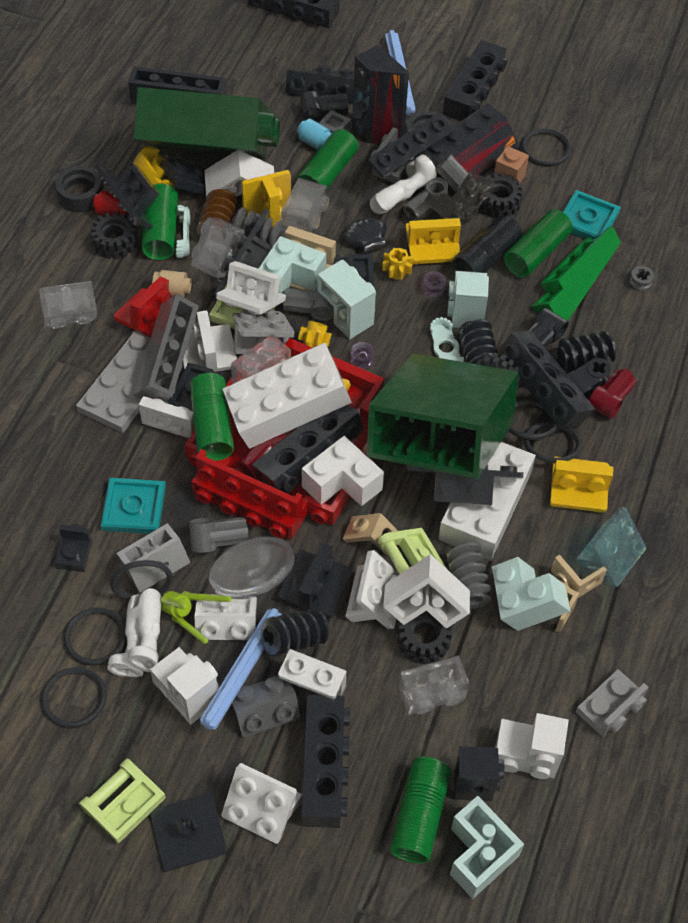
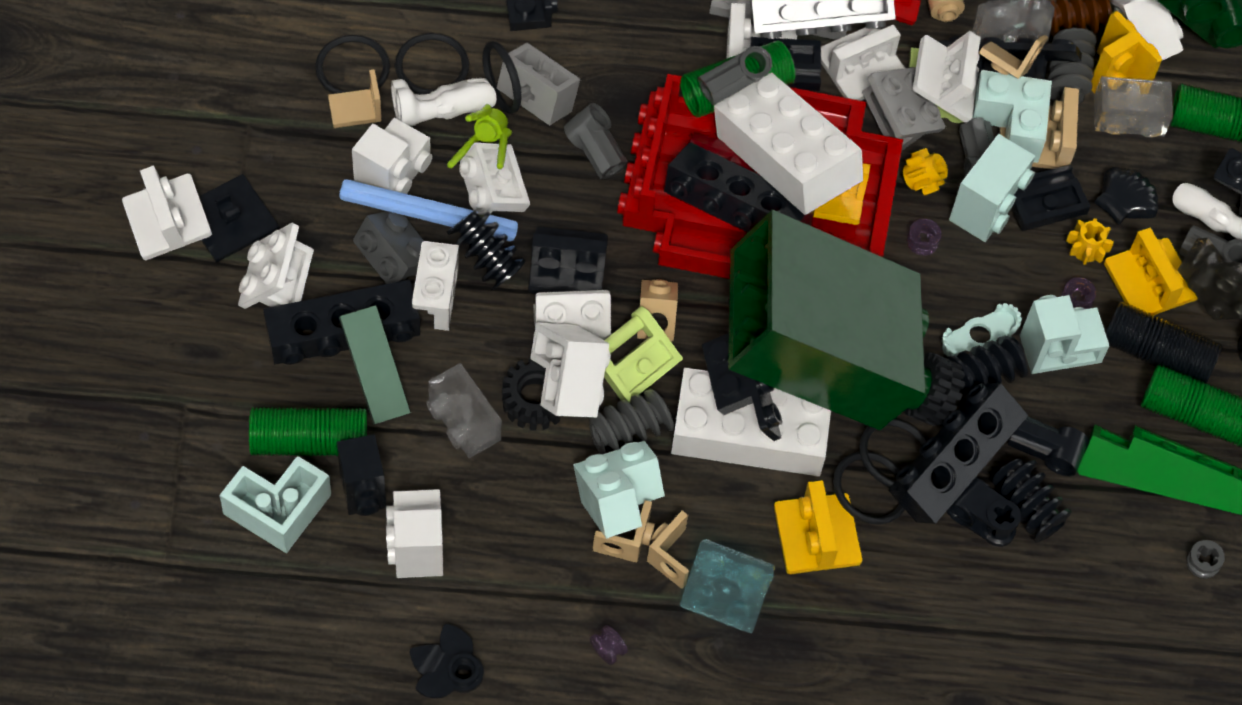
camera: 70 degrees right, 5 degrees up
(118, 698) = (356, 106): none -> tan bracket
(128, 807) = (239, 152): yellowish green plate -> none
(133, 505) = (610, 52): teal tile -> none
(174, 882) = (165, 214): none -> white bracket
(221, 402) = (733, 75): none -> dark grey piece
(251, 568) = (556, 184): clear dish -> none
(260, 357) = (840, 106): clear brick -> none
(266, 246) = (1007, 63): none -> tan bracket
(342, 468) = (710, 232): white brick -> none
(374, 741) = (374, 364): none -> sand green tile
(610, 397) = (967, 544): dark red piece -> none
(611, 703) = (510, 623): light grey bracket -> none
(635, 760) = (442, 663): none -> black plate
(645, 638) = (608, 645): none -> clear purple bush

